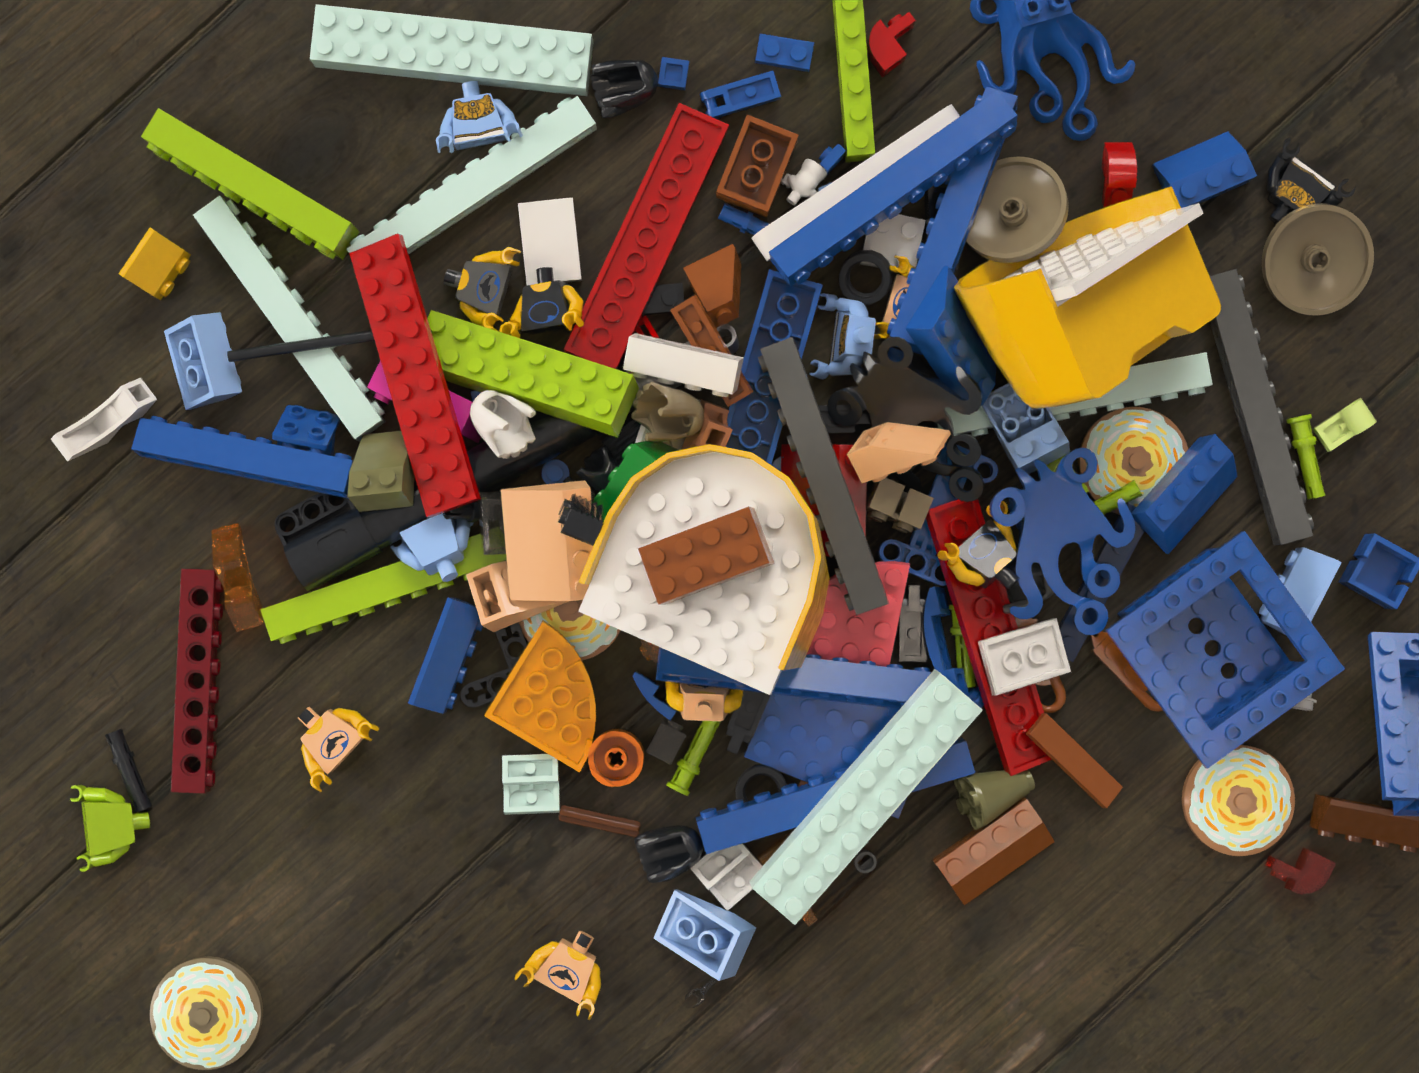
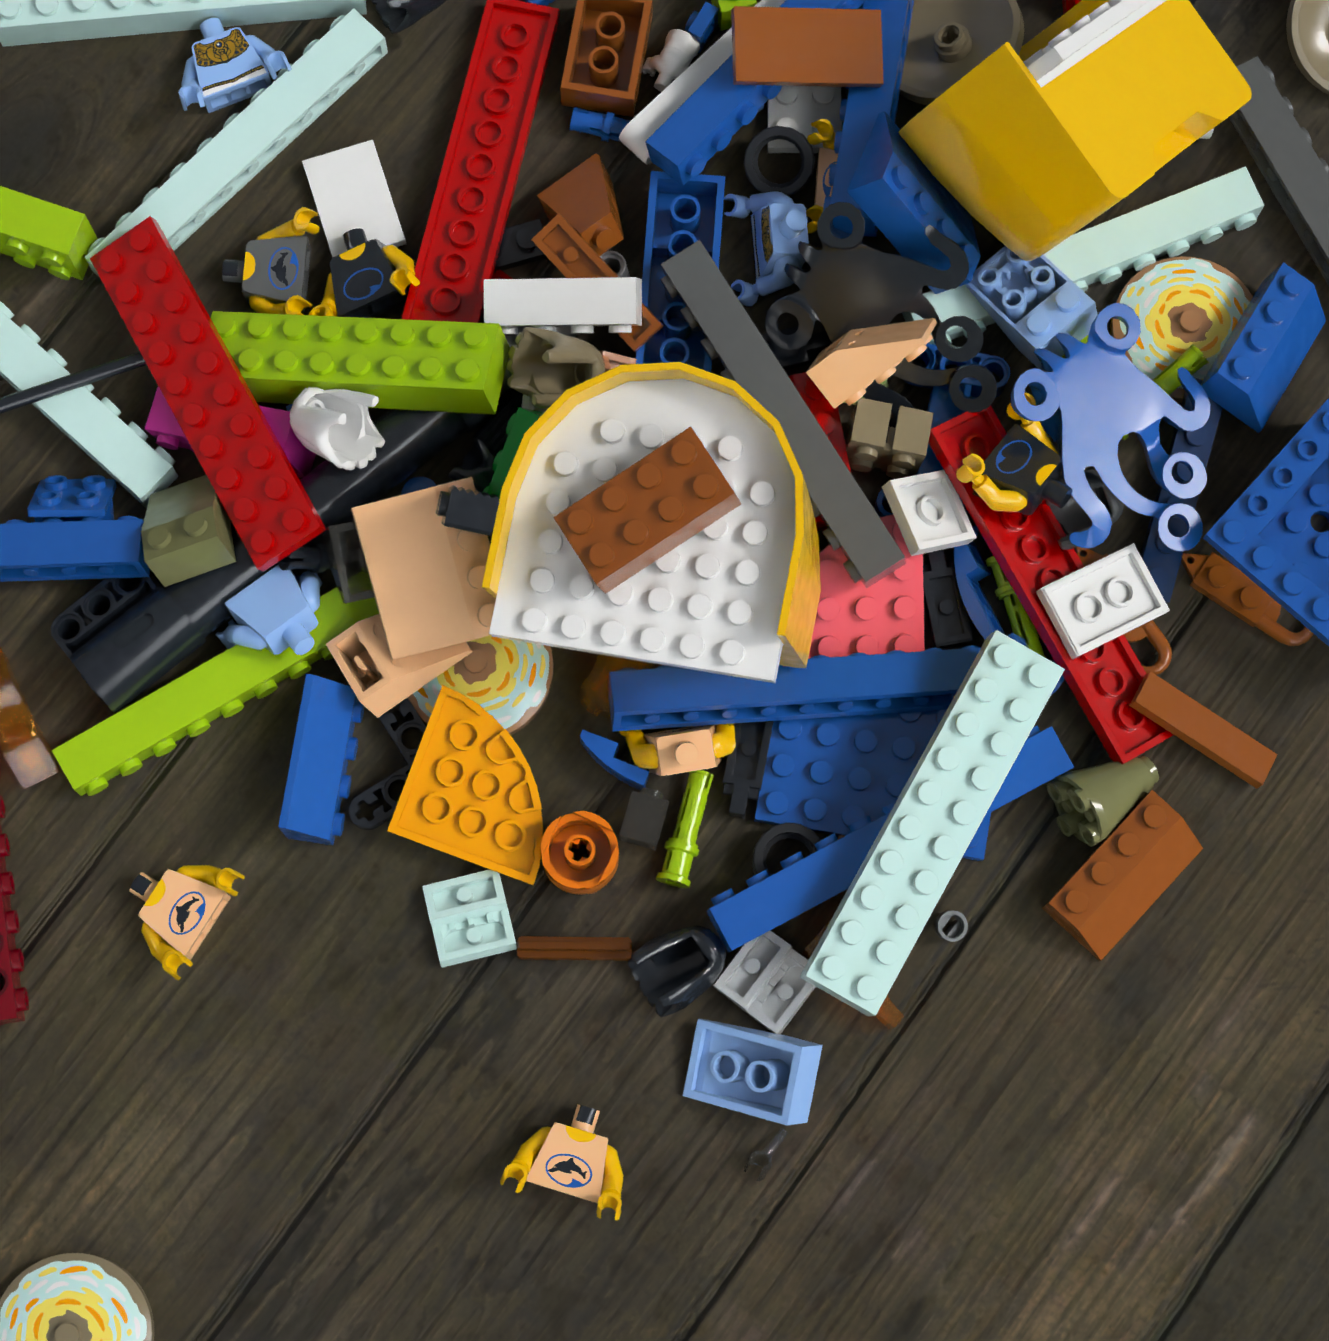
camera: 10 degrees left, 10 degrees down
(902, 205) = (807, 47): none -> dark orange tile
(913, 569) = (928, 512): none -> white plate

